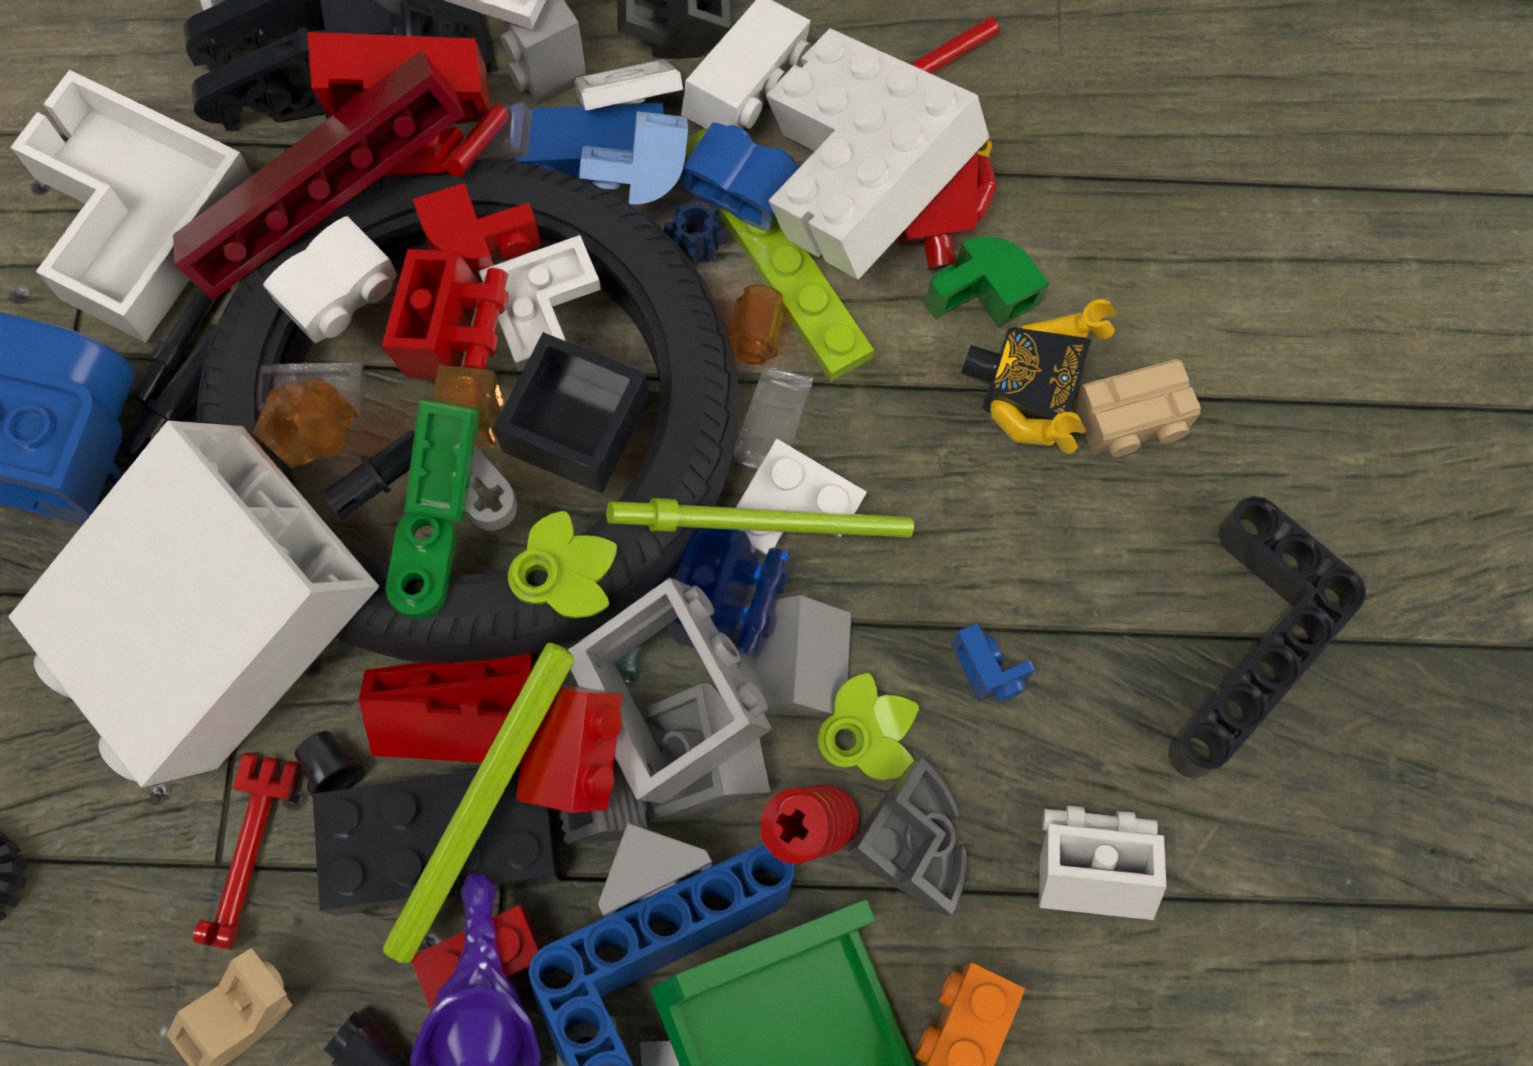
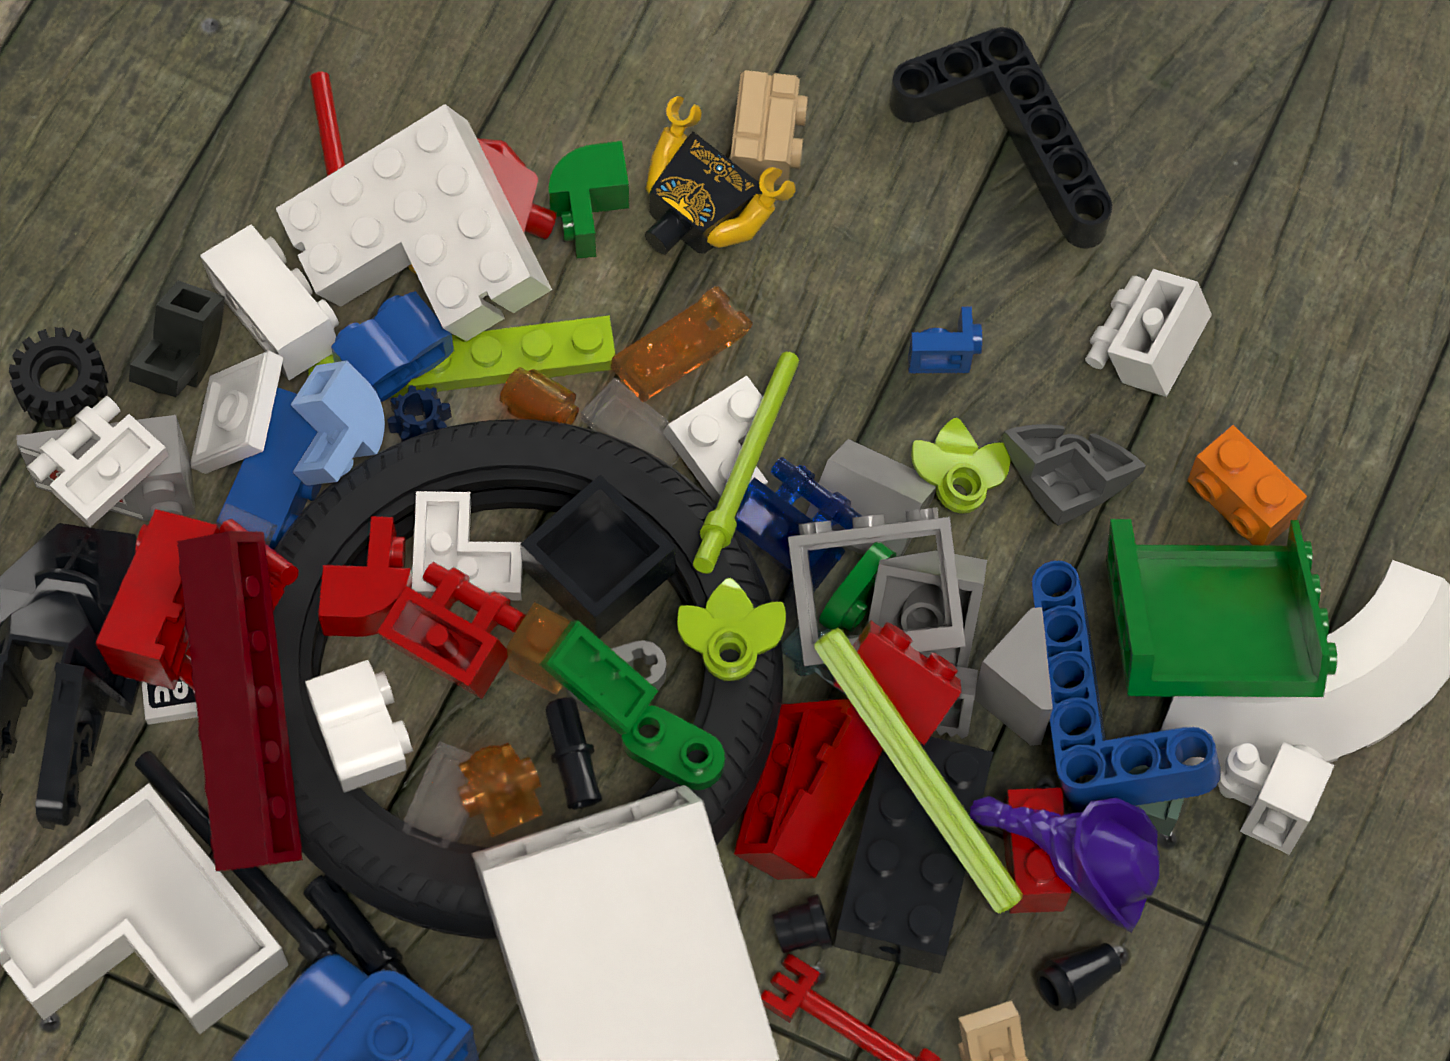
camera: 65 degrees left, 5 degrees down
(671, 676) = (848, 604): none -> green plate
(808, 823) = (1049, 540): red piece -> none
(874, 423) = (680, 345): none -> clear orange plate

